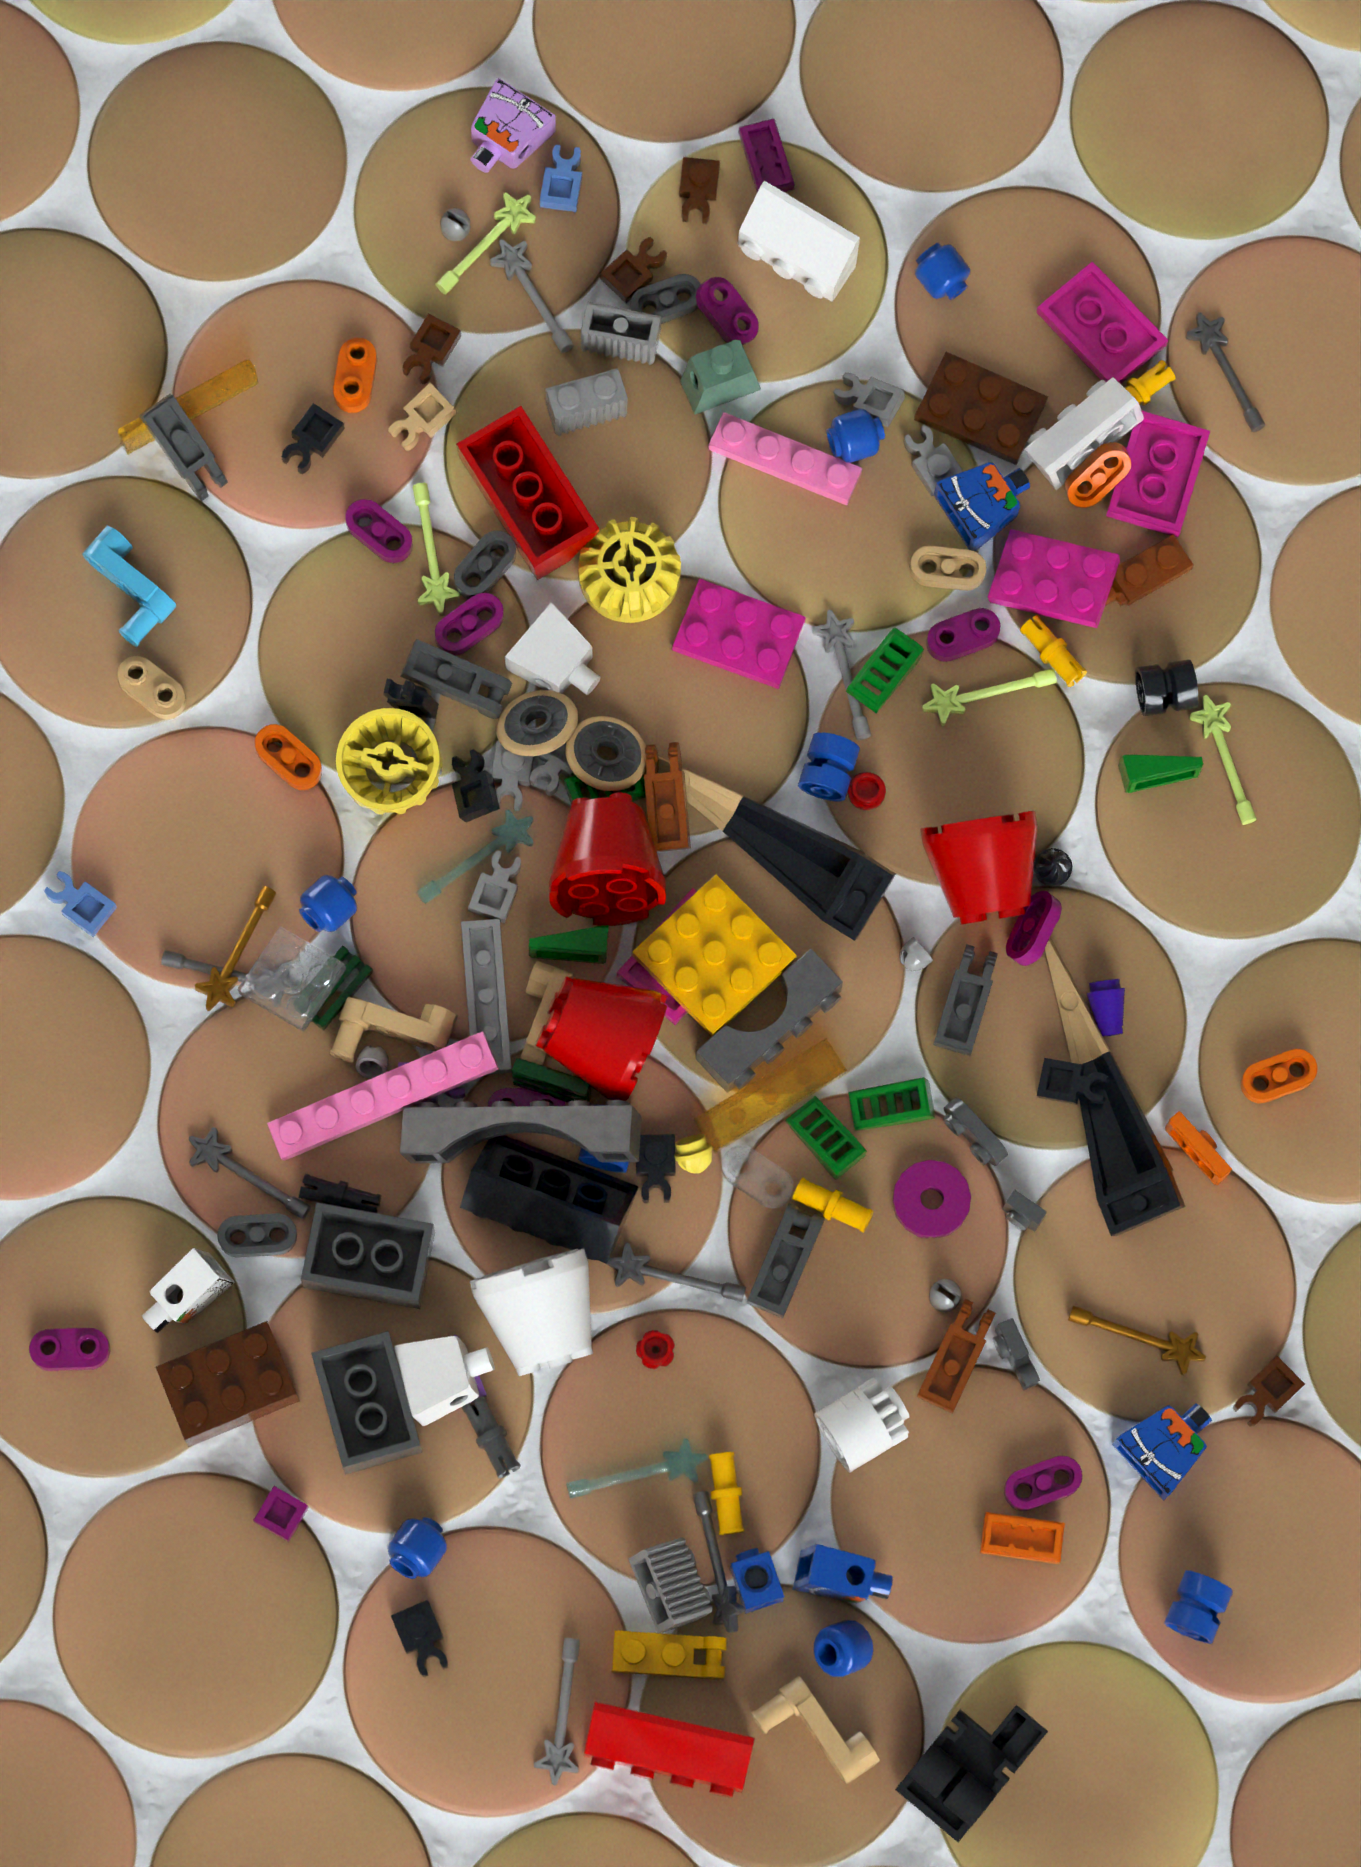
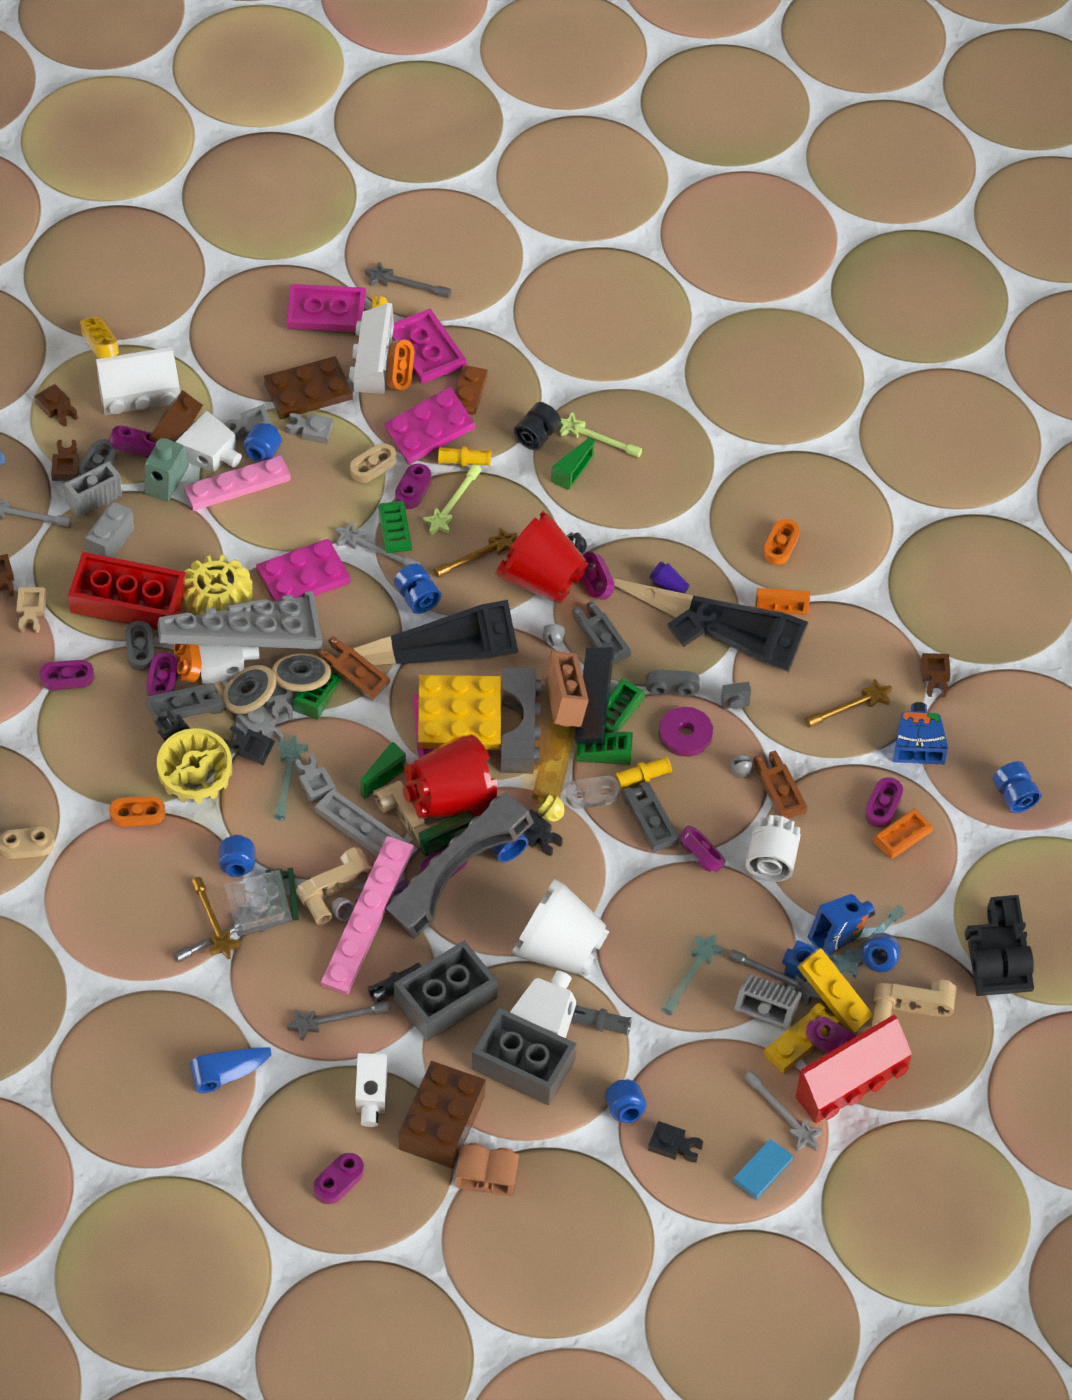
camera: 45 degrees left, 20 degrees down
(84, 906) = (108, 968): medium blue plate -> none
(84, 1128) = (220, 1068): none -> blue piece
(210, 1484) = (486, 1169): none -> nougat brick
(258, 1233) = (373, 1037): dark grey plate -> none
(281, 1513) = (538, 1150): magenta plate -> none
(436, 587) = (125, 678): yellowish green piece -> none
(475, 1752) = (763, 1169): none -> dark azure tile
(504, 637) = (188, 661): none -> orange plate
(549, 1197) = (502, 889): black slope -> none
(607, 863) = (362, 712): red cone -> none
(612, 656) = (252, 624): none -> light grey wing
(635, 1266) = (580, 886): flat silver piece -> none
(654, 1360) = (637, 904): red plate -> none
(690, 1693) = (834, 1038): none -> magenta plate
(726, 1493) = (744, 940): yellow pin -> none
(746, 1643) = (835, 990): none -> yellow plate
(766, 155) = (75, 365): magenta plate -> none
(787, 327) = (177, 418): none -> reddish brown slope
(796, 1350) = (696, 843): none -> magenta plate
(799, 385) = (210, 444): none -> white torso
(809, 149) = (99, 337): none -> yellow beam
(811, 1620) = (852, 960): none -> clear light blue piece
(845, 1036) = (566, 689): none -> nougat brick
(866, 791) = (448, 586): red plate -> none
(874, 1069) = (597, 681): none -> black tile
(942, 271) = (223, 343): blue head -> none
(981, 501) = (355, 423): blue torso -> none
(982, 789) = (500, 542): none -> pearl gold piece
(1011, 1346) = (802, 757): dark grey plate -> none

